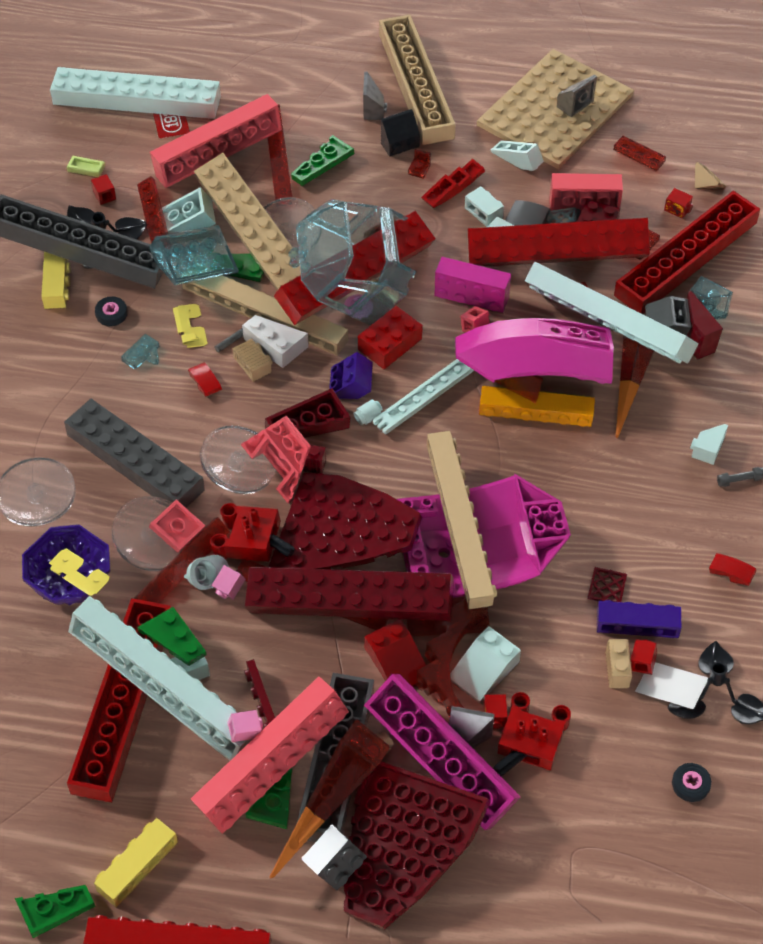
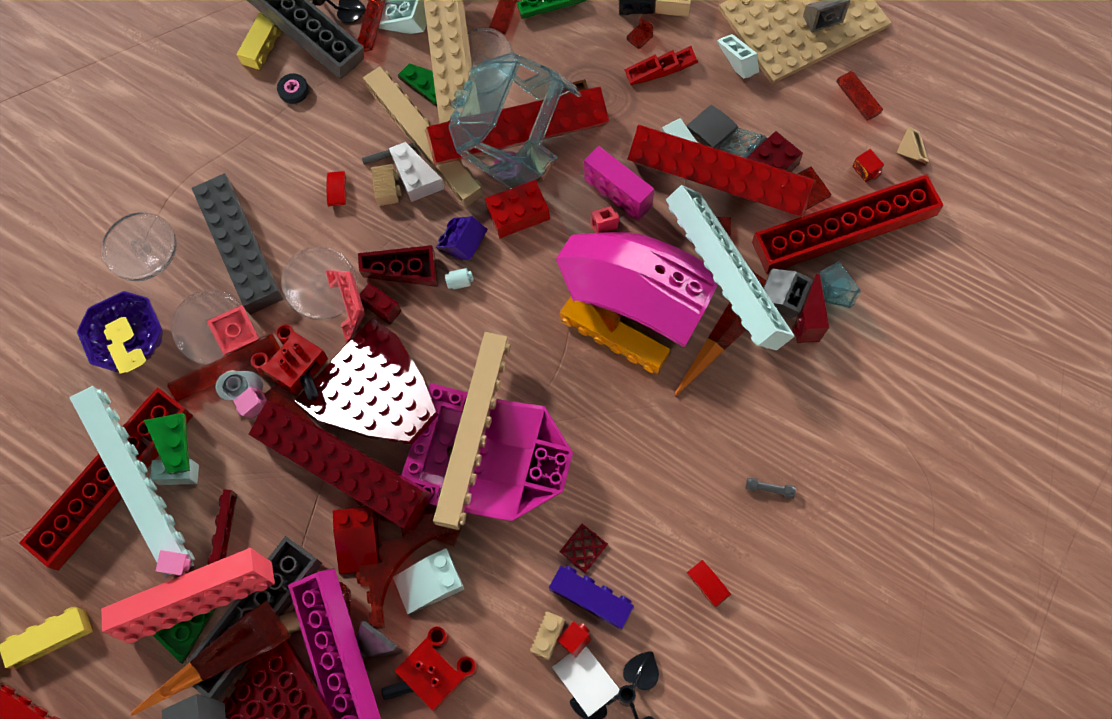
camera: 30 degrees right, 15 degrees up
(142, 350) = (298, 139): clear light blue plate -> none
(192, 335) = (352, 139): light yellow piece -> none
(193, 255) = (379, 61): clear light blue slope -> none
(421, 396) = (510, 283): light aqua hinge -> none
(483, 206) = (677, 101): light aqua brick -> none
(496, 705) = (413, 633): red brick -> none
(574, 189) = (768, 115): coral brick -> none
(708, 444) = (757, 440): light aqua slope -> none

